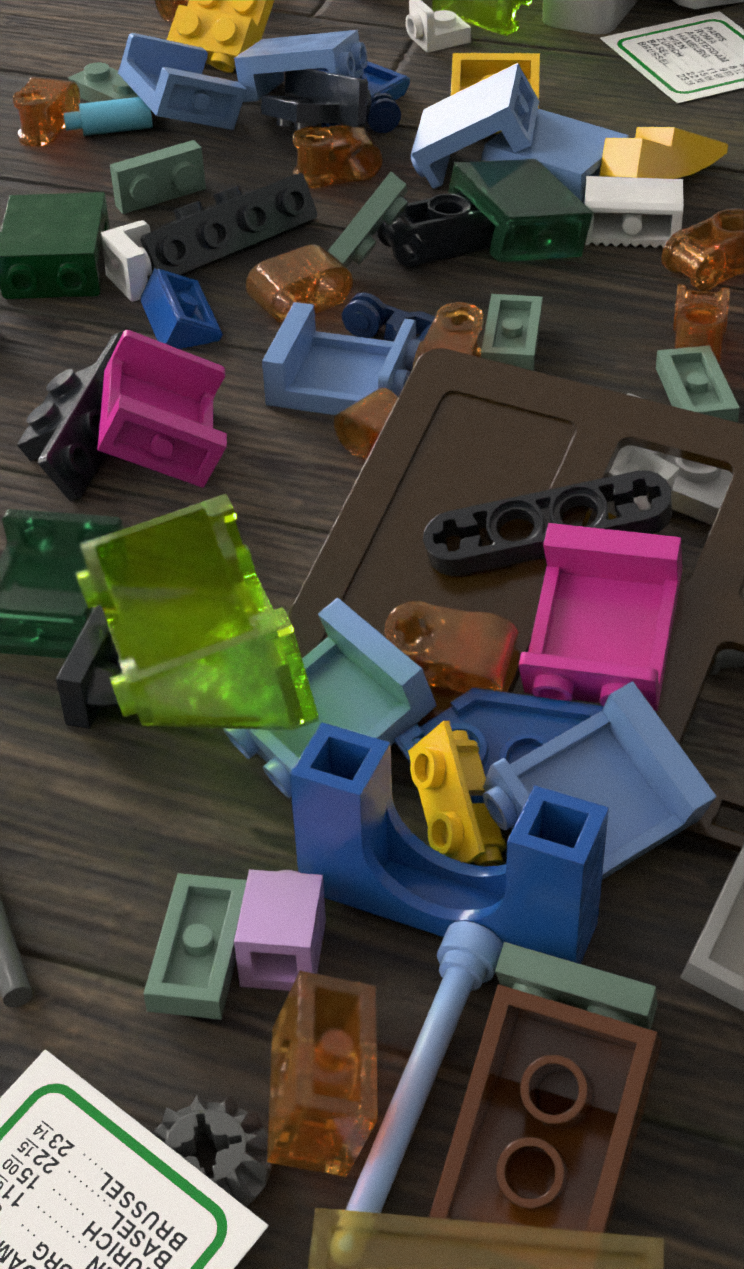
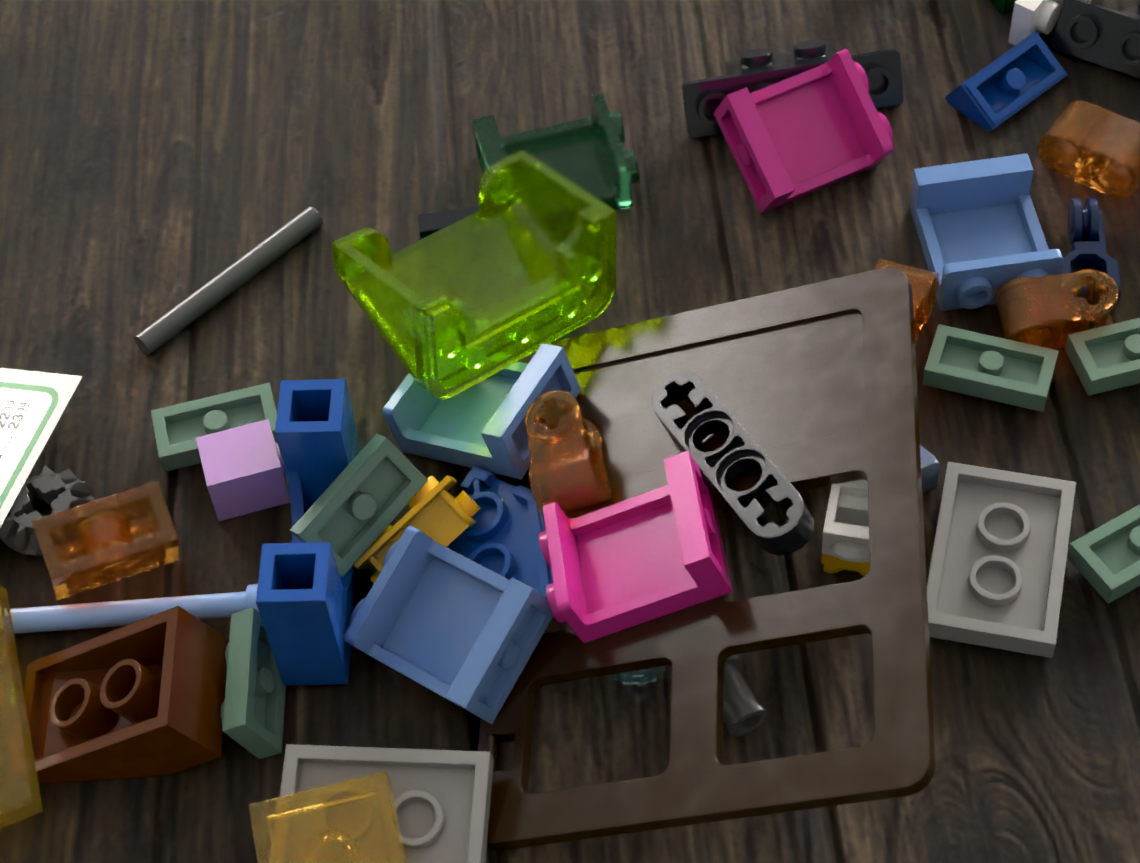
camera: 70 degrees right, 10 degrees up
(448, 824) = (361, 502): none -> sand green plate

